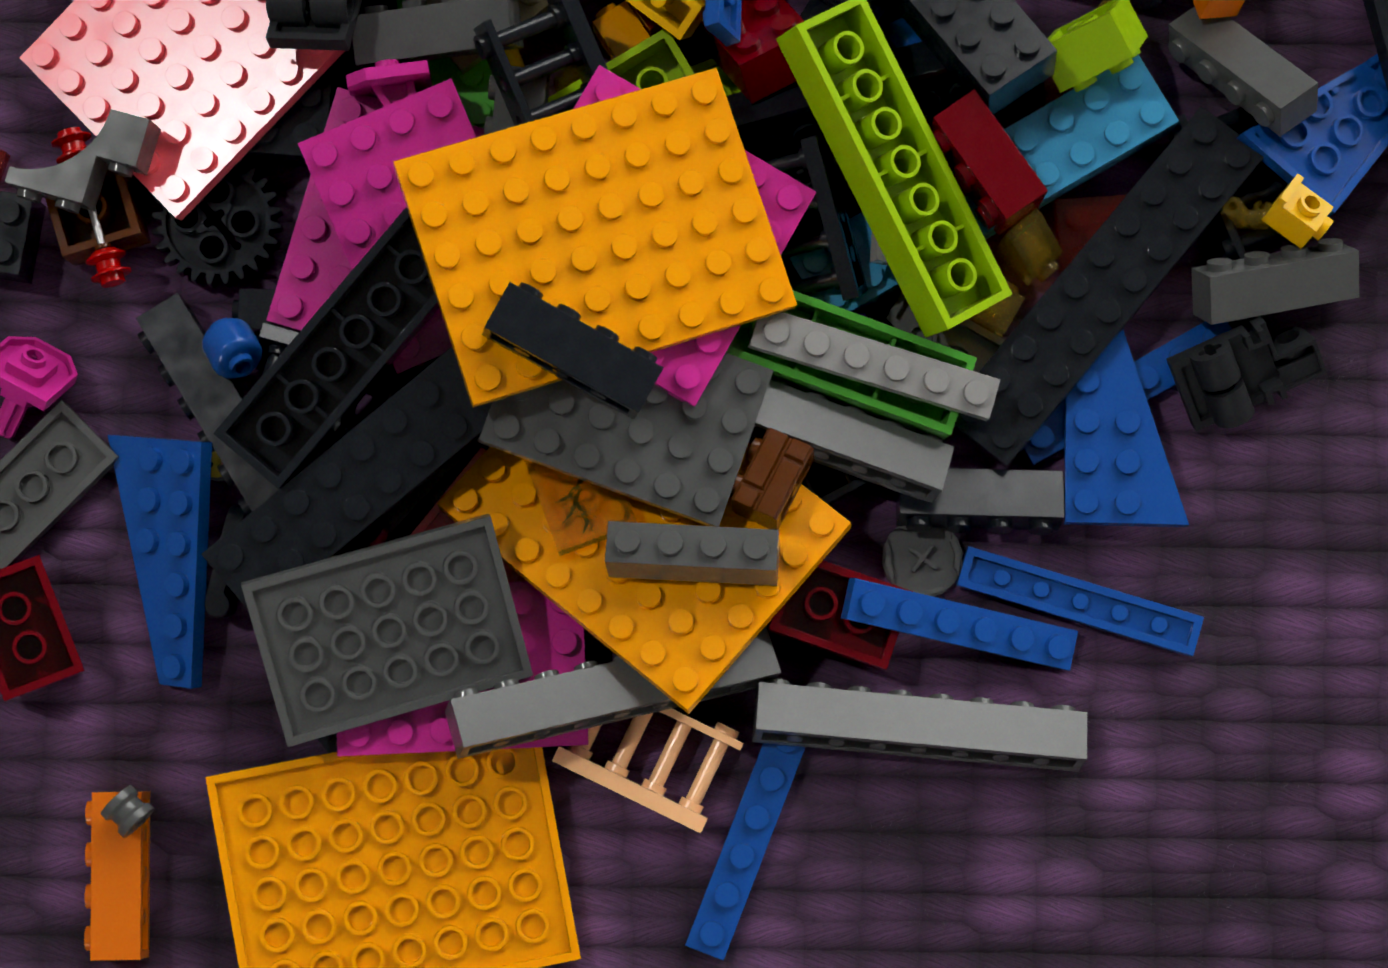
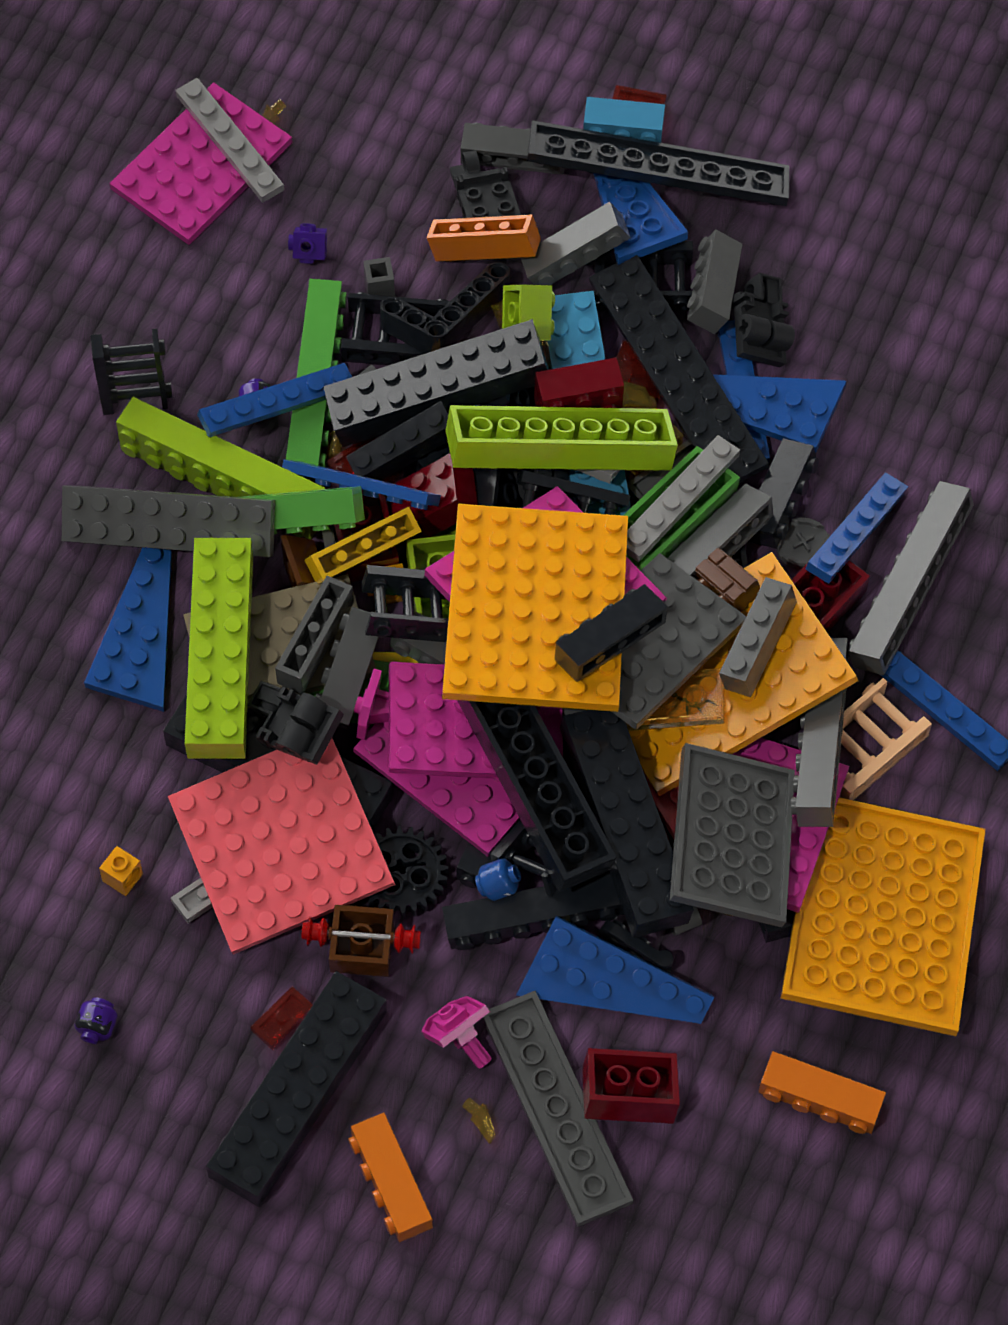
camera: 70 degrees left, 20 degrees down
(120, 147) = (338, 888): dark grey arch -> none
(127, 811) = (784, 1056): dark grey wheel -> none
(1080, 601) = (866, 465): blue plate -> none
(1245, 218) = (667, 278): clear yellow arm -> none
(1299, 213) = (680, 249): yellow brick -> none

